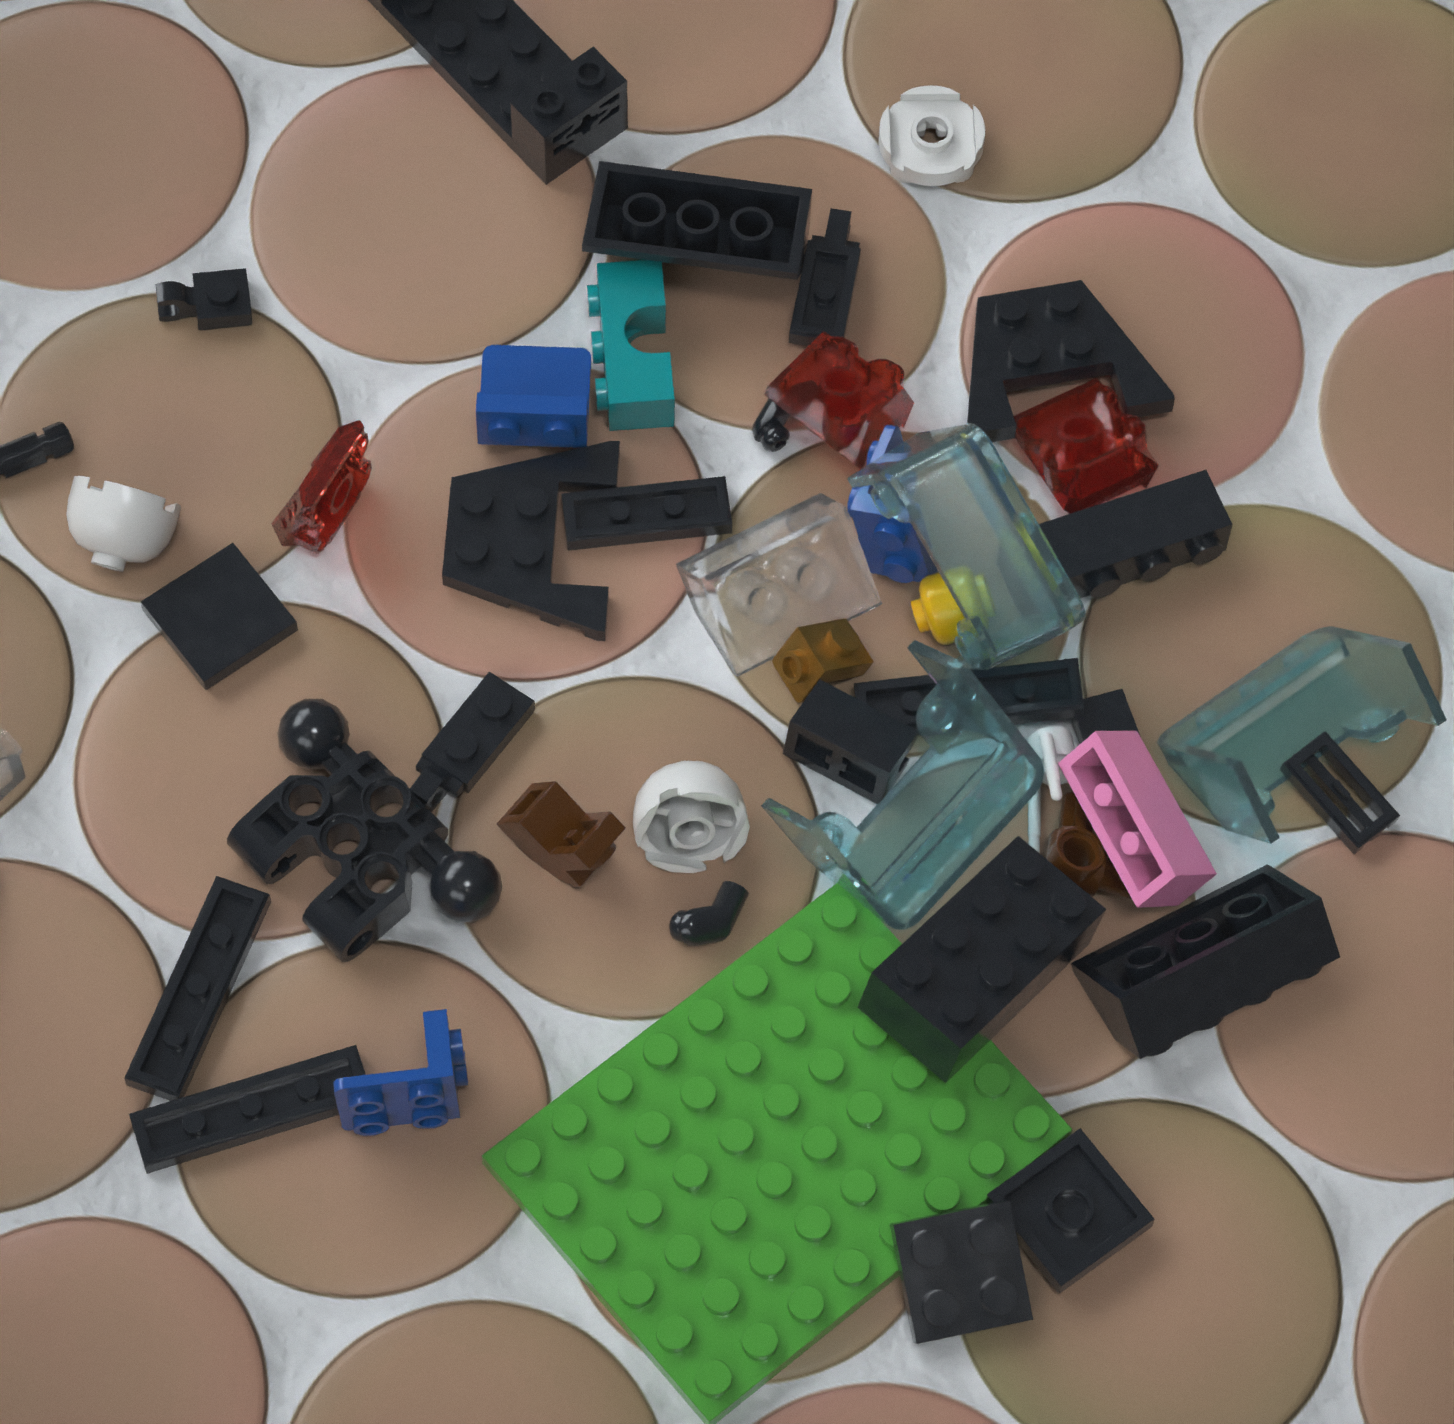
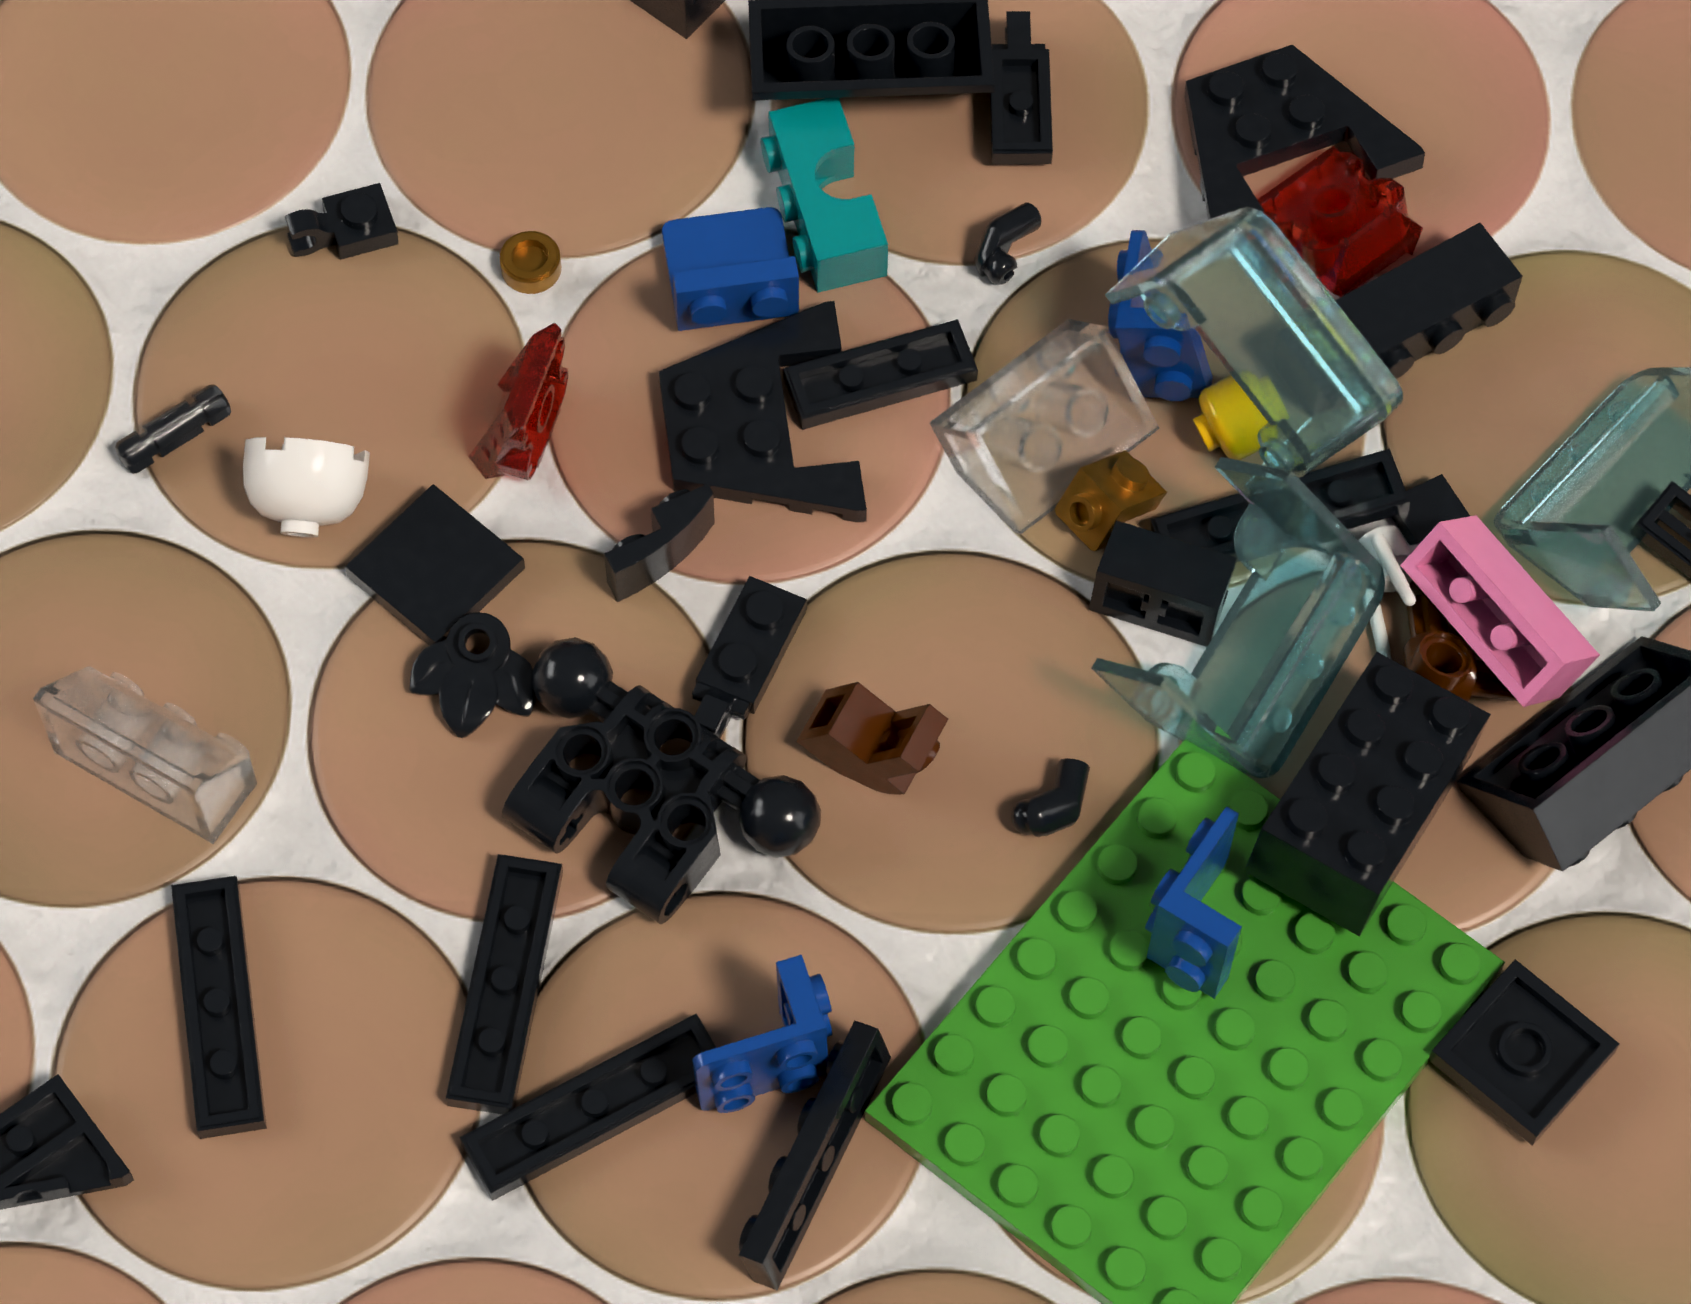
camera: 10 degrees left, 0 degrees up
(228, 722) = (470, 682): none -> black plate
(362, 361) = (530, 262): none -> pearl gold tile
(428, 1186) = (823, 1136): none -> black plate
(437, 618) = (677, 528): none -> black slope
(689, 817) = (1010, 694): white cylinder -> none
(786, 1052) = (1187, 935): none -> blue bracket
(842, 395) = (1069, 210): clear red slope -> none
(961, 1271) = (1424, 1141): black plate -> none

